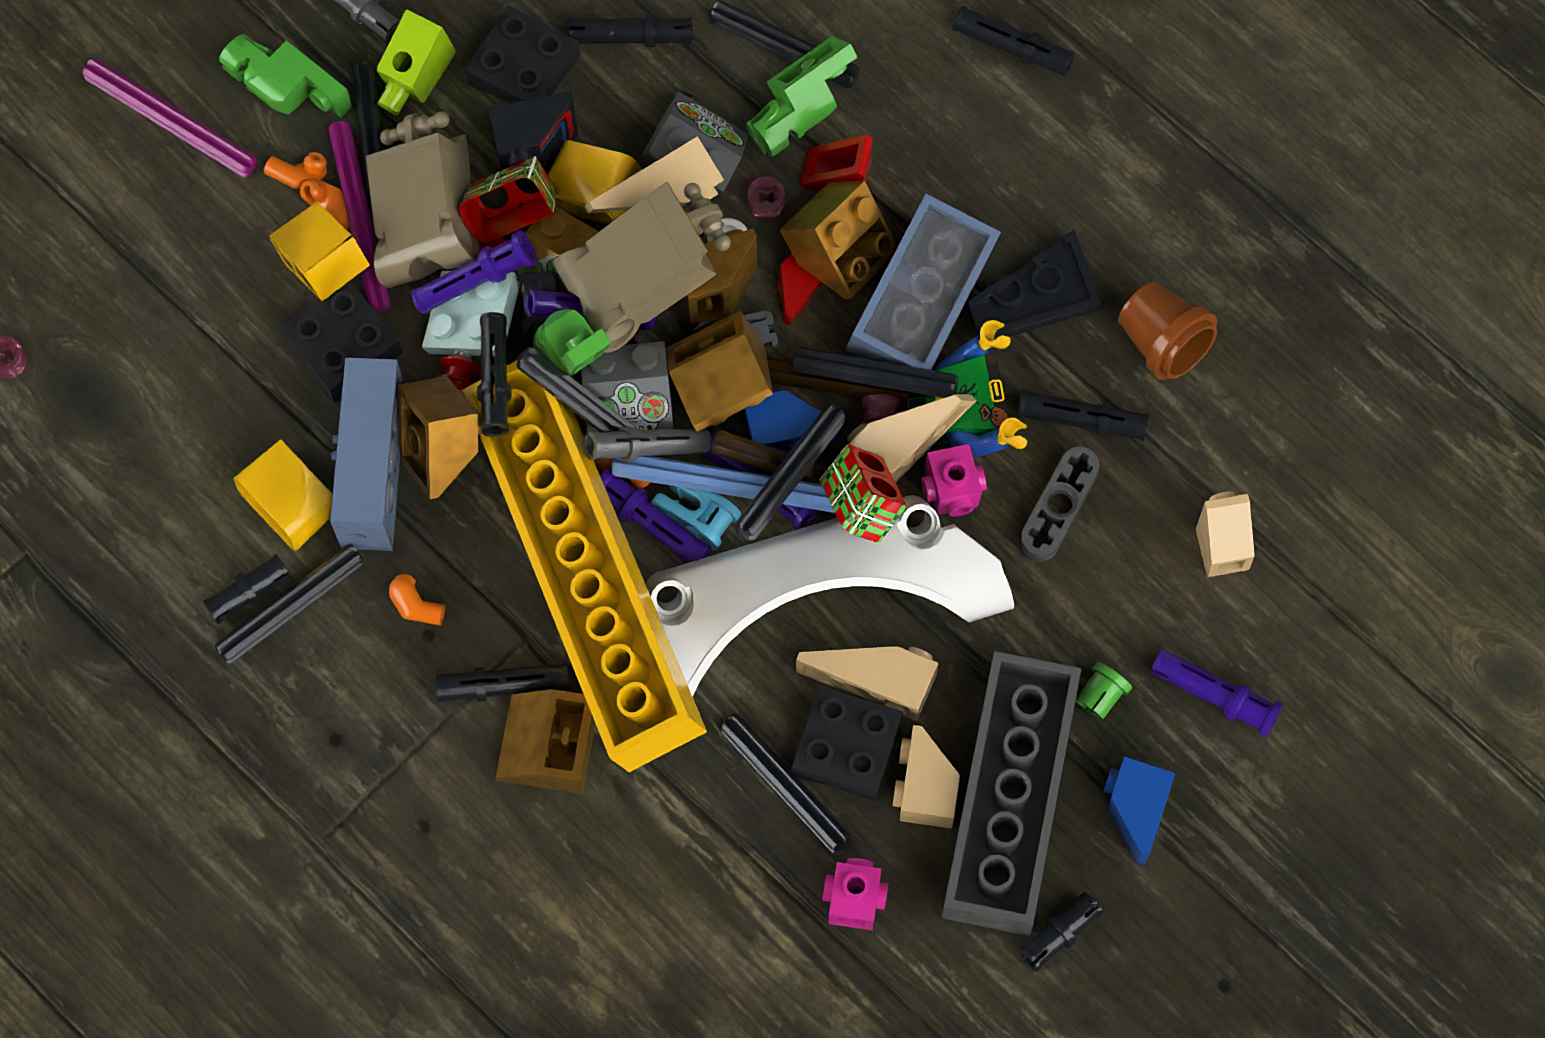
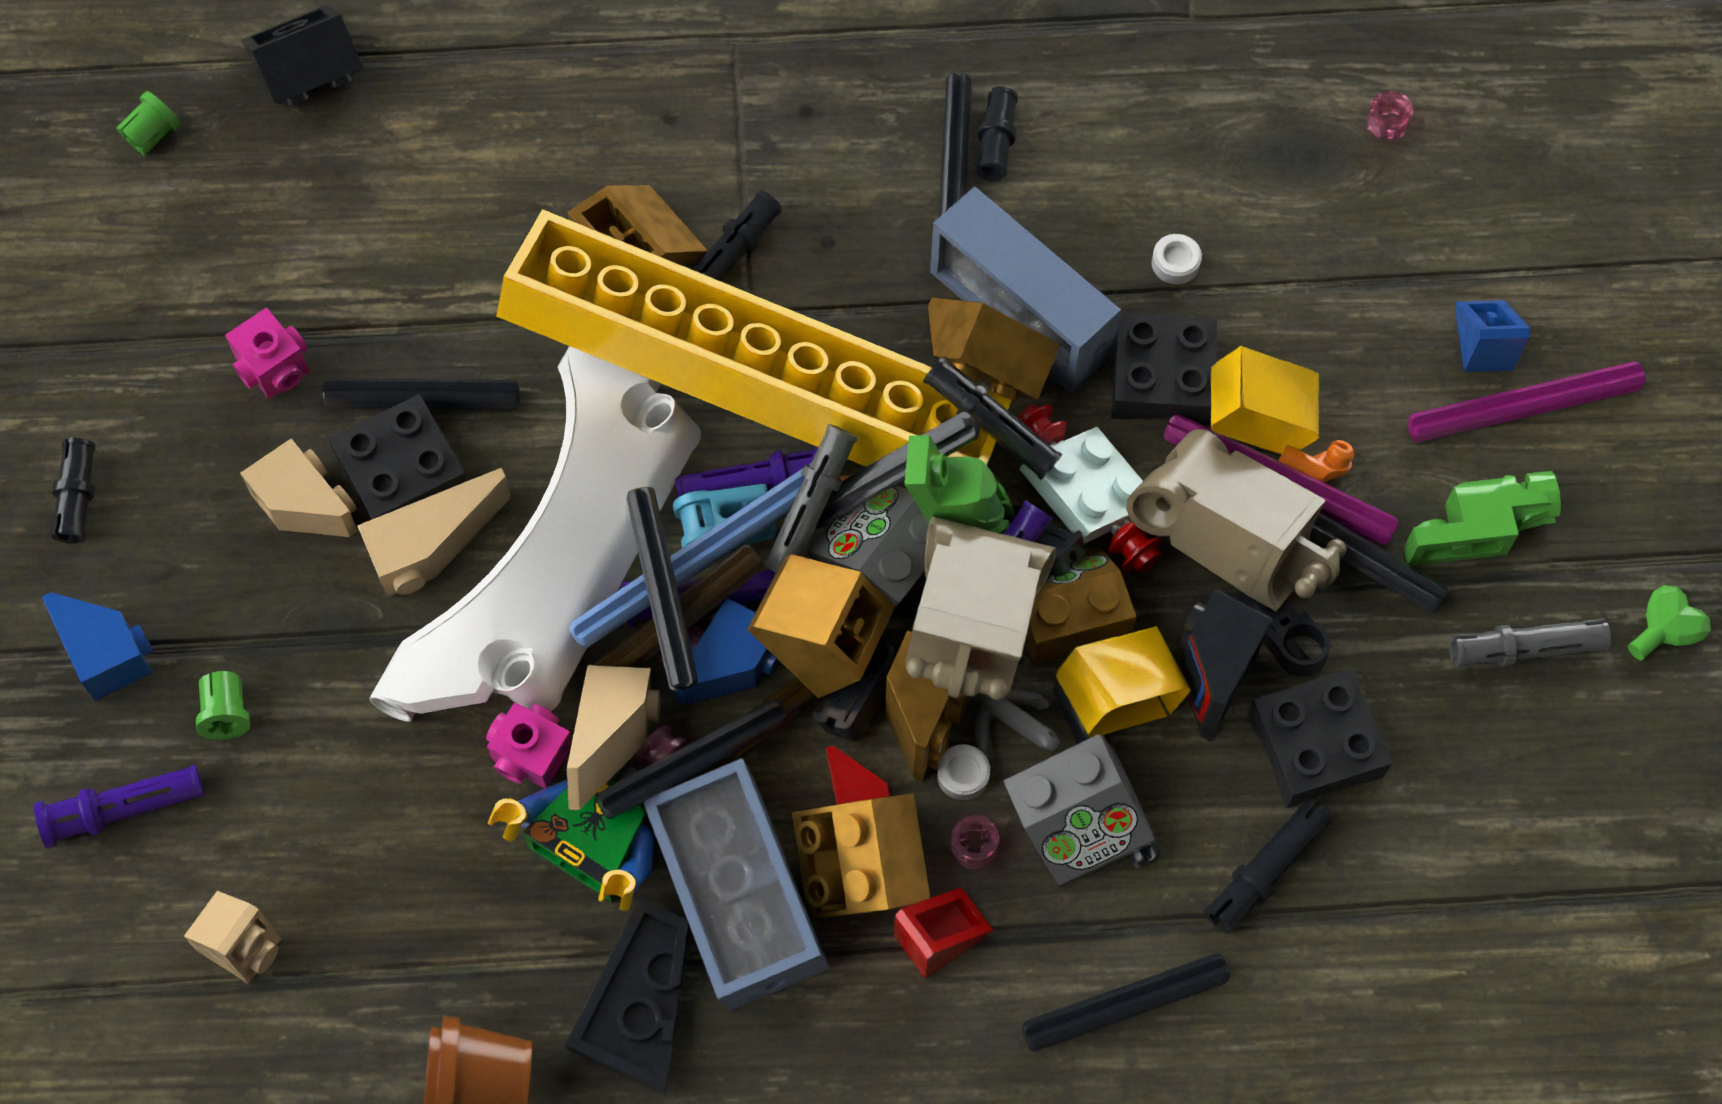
camera: 130 degrees right, 5 degrees down
(136, 170) = (1490, 335): none -> blue slope
(244, 403) = (1176, 259): none -> white tile
(286, 494) = (1058, 210): yellow piece -> none
(295, 175) = (1369, 461): orange arm -> none
(409, 603) = (862, 240): orange arm -> none
(413, 61) = (1400, 633): lime torso -> none
(474, 132) = (1283, 628): none -> black piece
(489, 266) = (1108, 505): dark purple pin -> none
(535, 207) = (1163, 577): red piece -> none
(680, 167) = (1046, 704): tan slope -> none
(800, 96) = (1048, 954): bright green plate -> none
(863, 493) = (610, 620): piece -> none
(1011, 793) = (215, 544): dark grey brick -> none
(1063, 472) = (398, 802): dark grey beam -> none
(1083, 415) = (479, 929): black pin -> none

